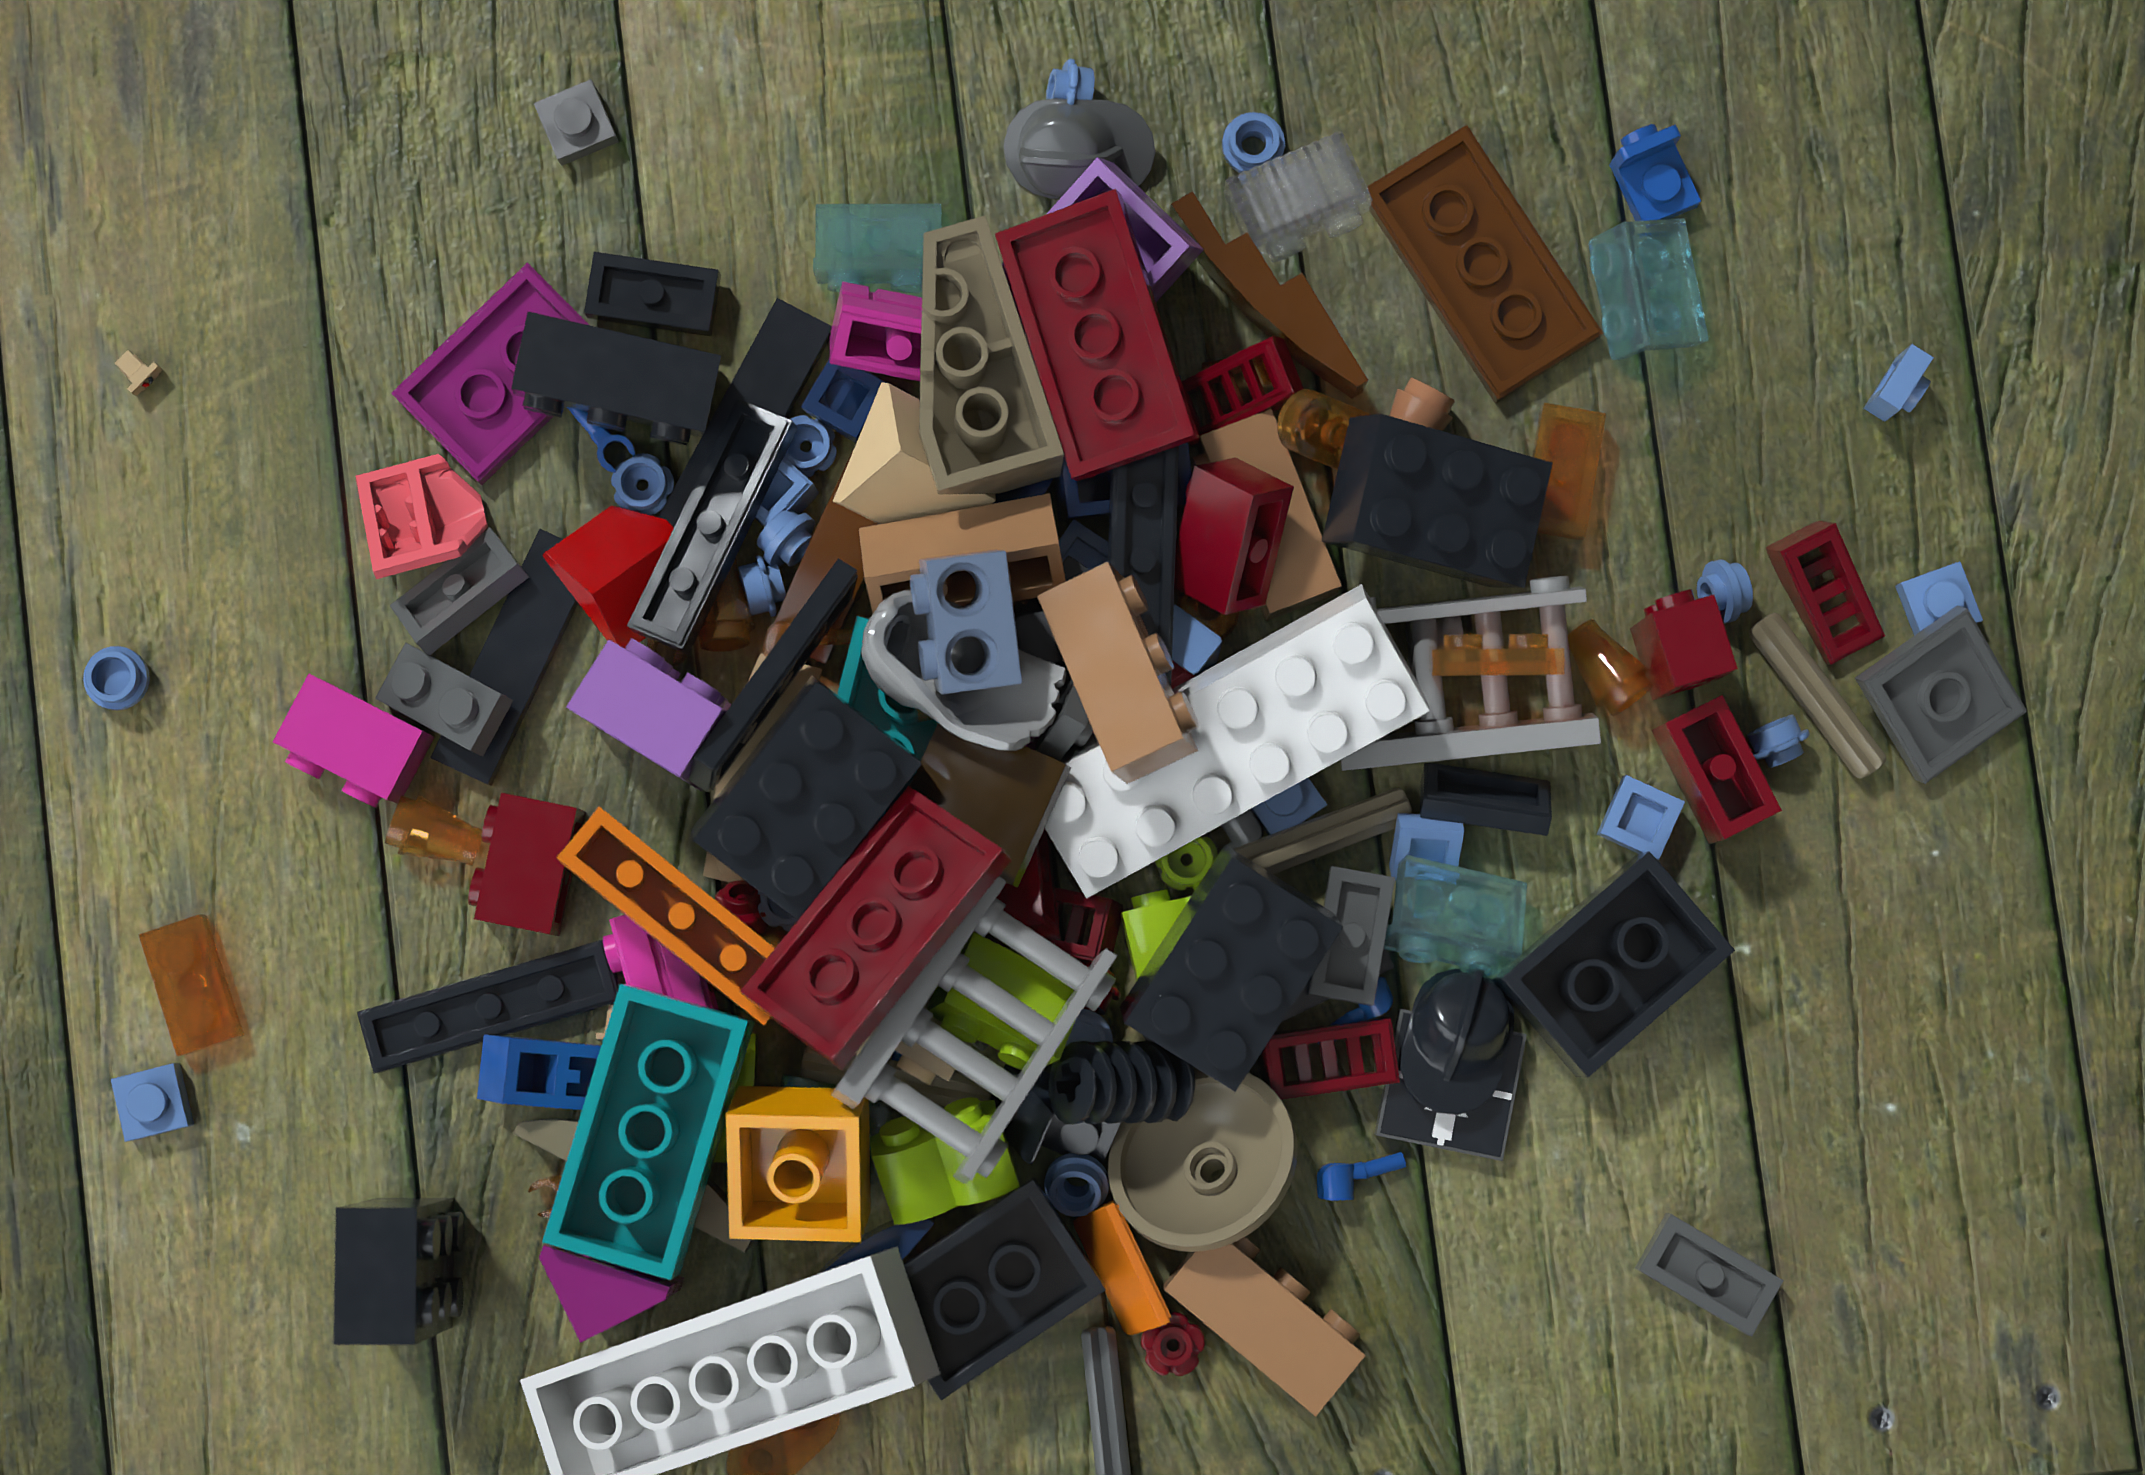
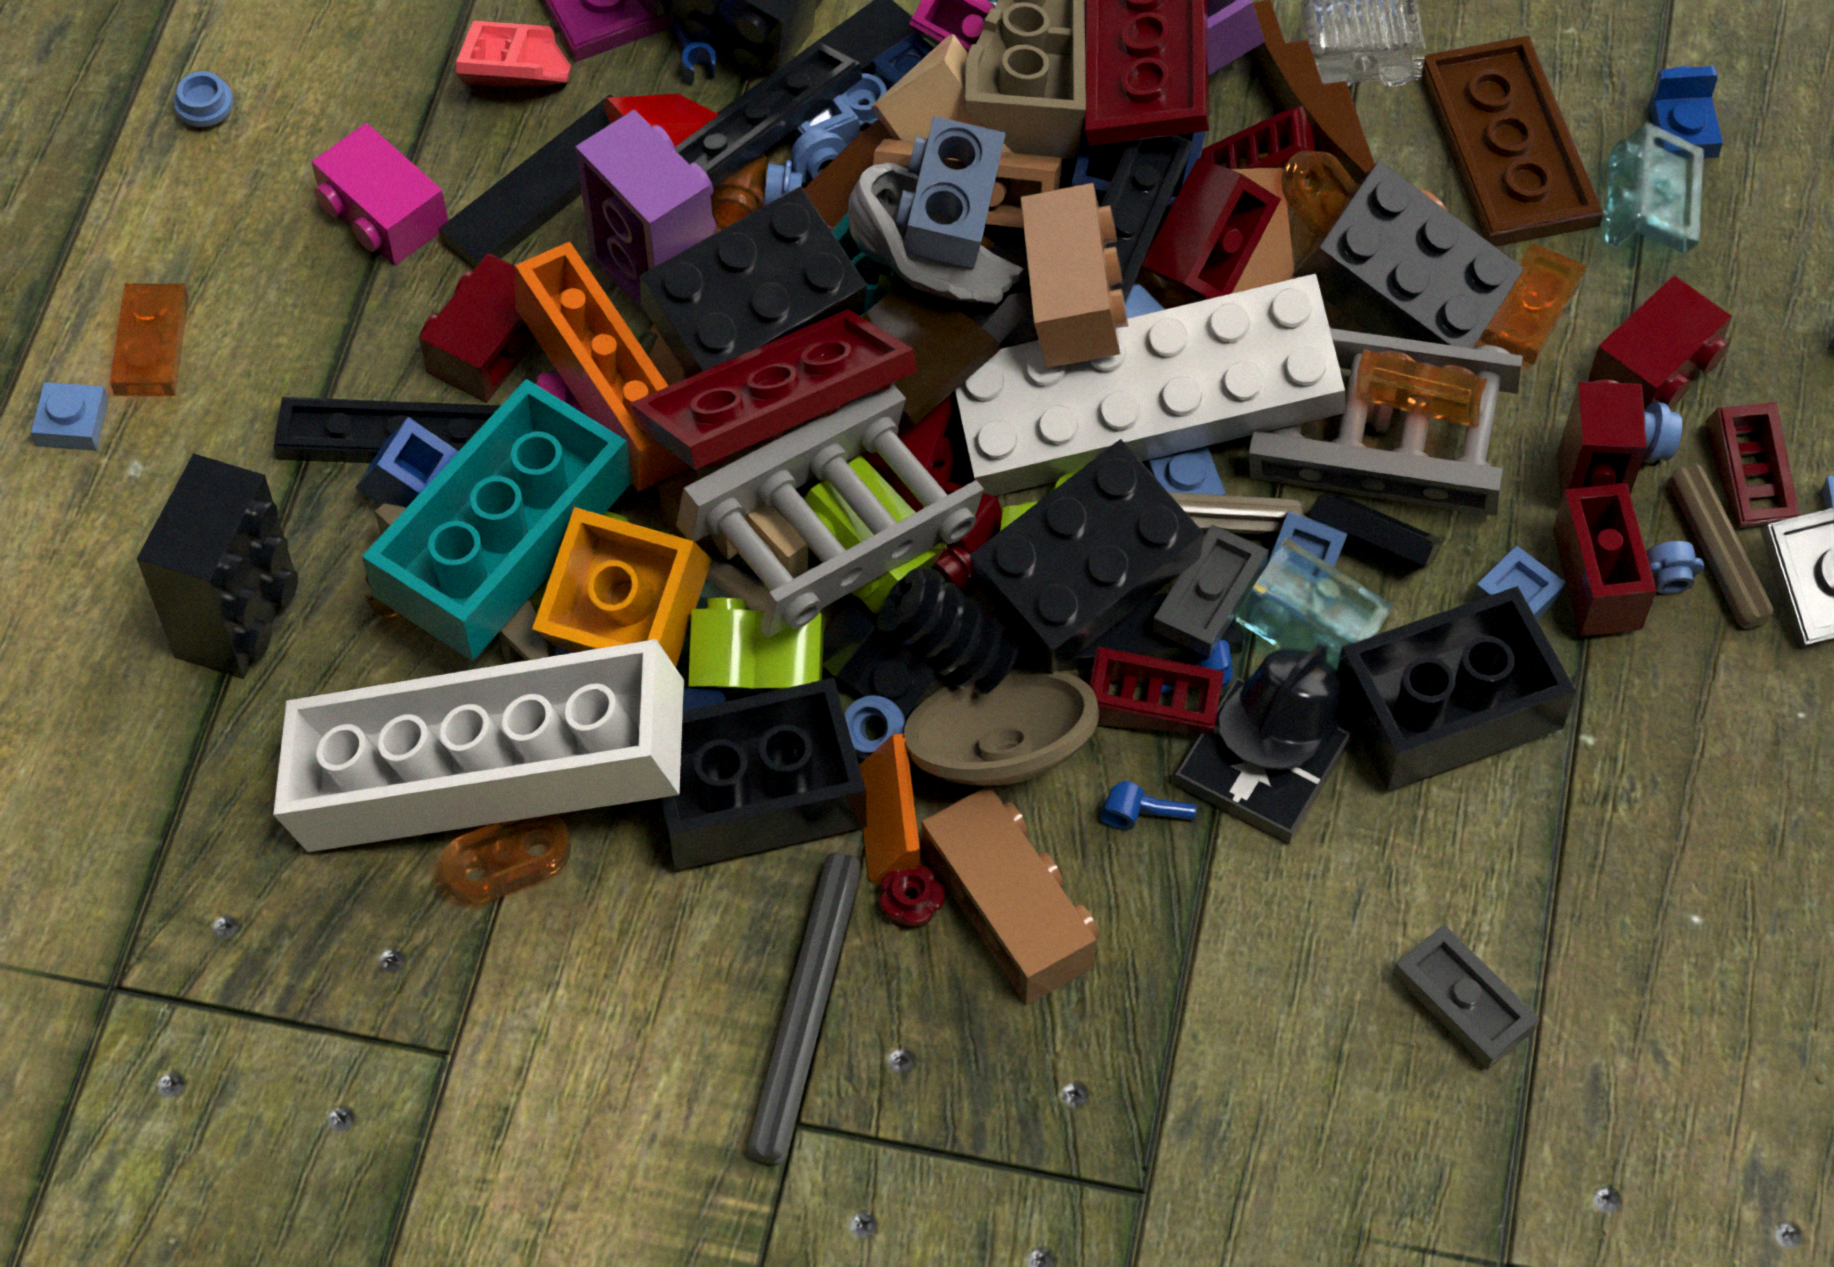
camera: 20 degrees right, 25 degrees down
(432, 832) = (410, 278): clear orange cone -> none
(444, 699) = (475, 185): dark grey plate -> none
(459, 592) = (503, 121): dark grey plate -> none
(601, 1292) = (398, 641): magenta slope -> none
(642, 468) = (713, 79): medium blue plate -> none
(773, 676) = (824, 182): black tile -> none
(1608, 669) = (1529, 467): clear orange cone -> none
(1706, 488) = (1665, 343): none -> dark red brick

